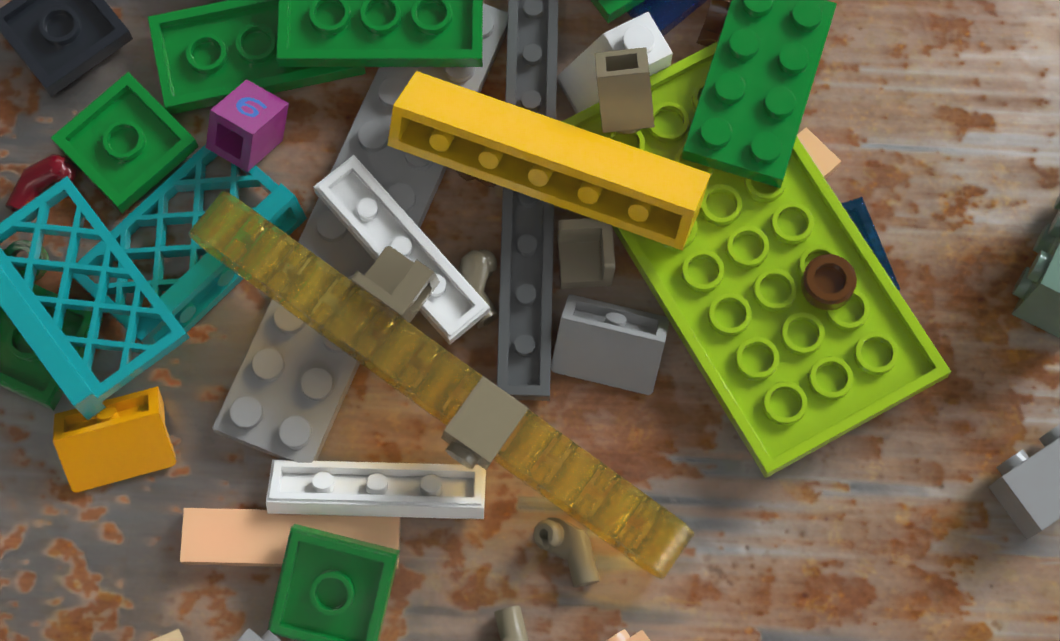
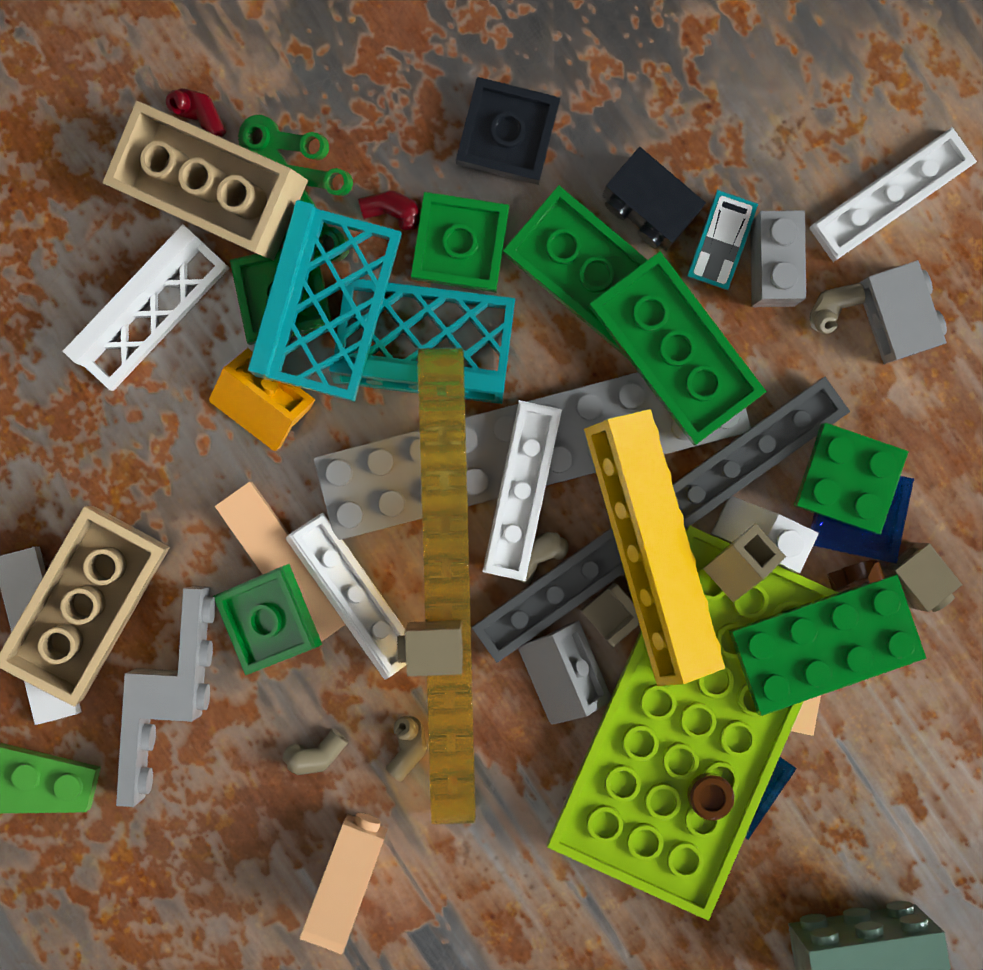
camera: 60 degrees right, 15 degrees up
(246, 125) = (531, 317): magenta brick -> none
(398, 282) = (490, 510): dark tan panel -> none

